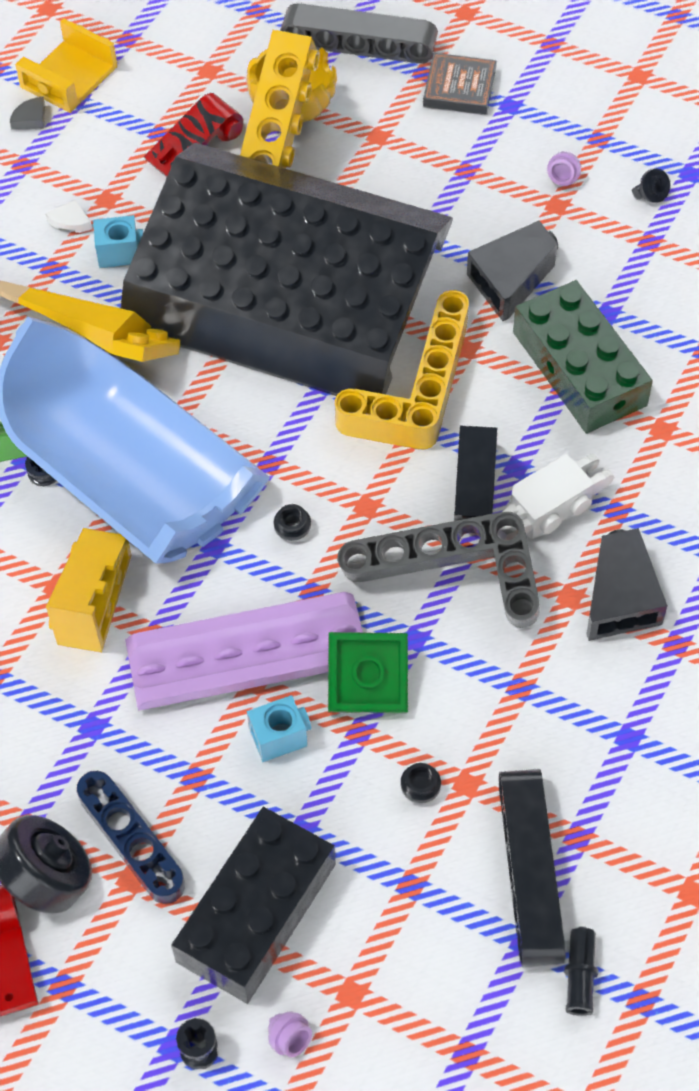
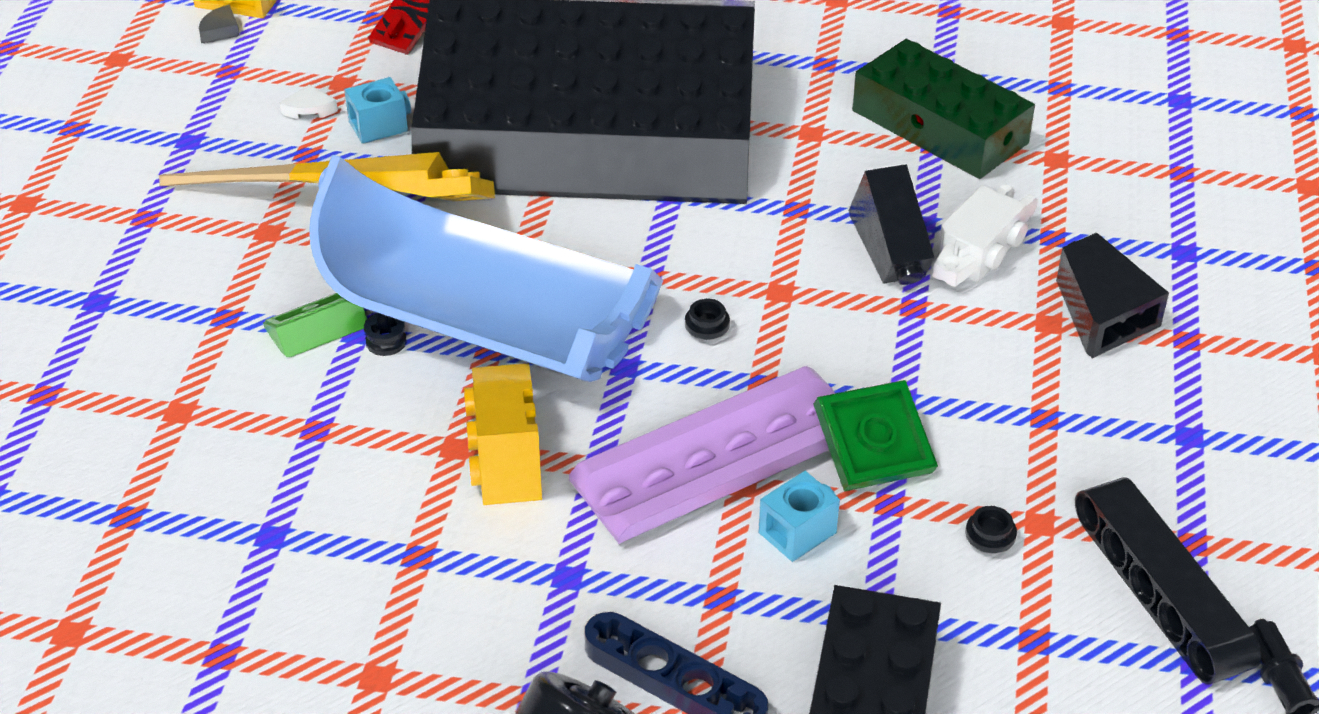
camera: 20 degrees left, 15 degrees down
(429, 391) = (779, 201): yellow beam -> none
(450, 554) = (911, 298): dark grey beam -> none
(512, 266) = (823, 51): slope -> none

